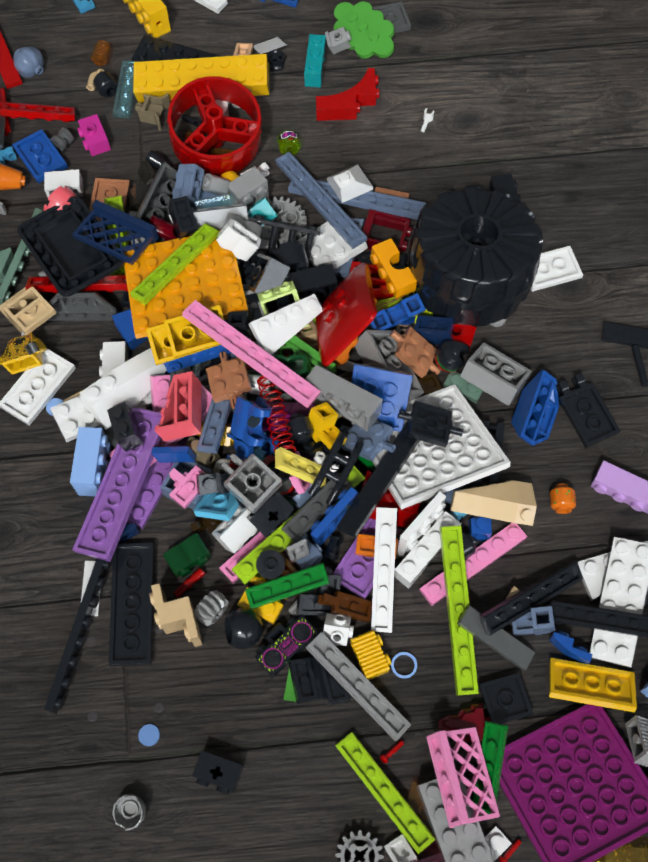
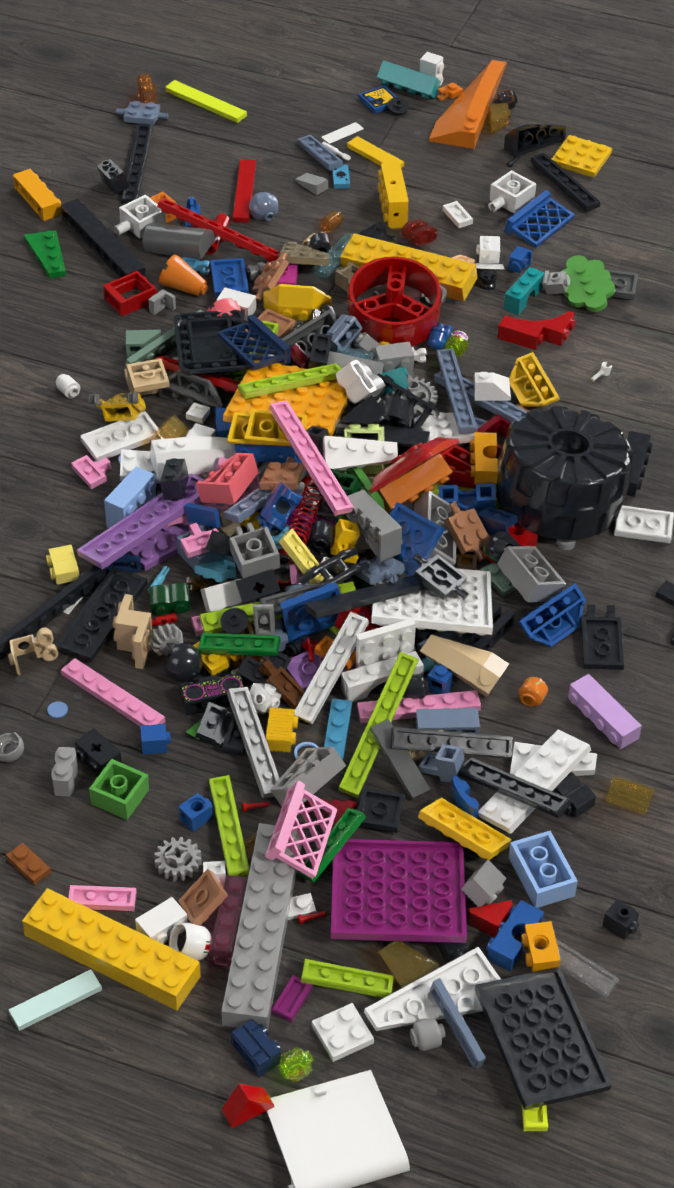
camera: 25 degrees right, 20 degrees down
(30, 440) = (92, 472): none -> bright pink hinge
(58, 15) = (313, 183): none -> light grey slope
(63, 564) = (63, 564): none -> light yellow brick
(81, 141) = (270, 276): none -> nougat plate
(84, 366) = (170, 429): none -> clear yellow brick
(95, 325) = (198, 413): none -> white plate
(97, 104) = (305, 255): none -> dark tan plate
(98, 674) = (39, 644): none -> tan piece
(118, 161) = (295, 300): none -> yellow wedge
(163, 537) = (160, 577): none -> medium azure pin
(188, 33) = (419, 232): none -> clear red brick
(193, 693) = (111, 694): none -> bright pink plate
(201, 818) = (64, 771): none -> light grey brick
(259, 27) = (488, 249): none -> white head
(262, 726) = (154, 739): none -> blue brick
(263, 808) = (119, 789): none -> bright green brick
(269, 142) = (439, 336): none -> blue piece
(292, 27) = (519, 259): none -> blue brick
(338, 798) = (195, 812): none -> blue brick
(345, 546) = (309, 647): none -> red hand
(381, 162) = (531, 383): none -> yellow wedge
(419, 631) = (338, 725): none -> dark azure plate
(426, 701) = (311, 768): none -> light grey wedge
(511, 572) = (449, 719): none -> sand blue brick

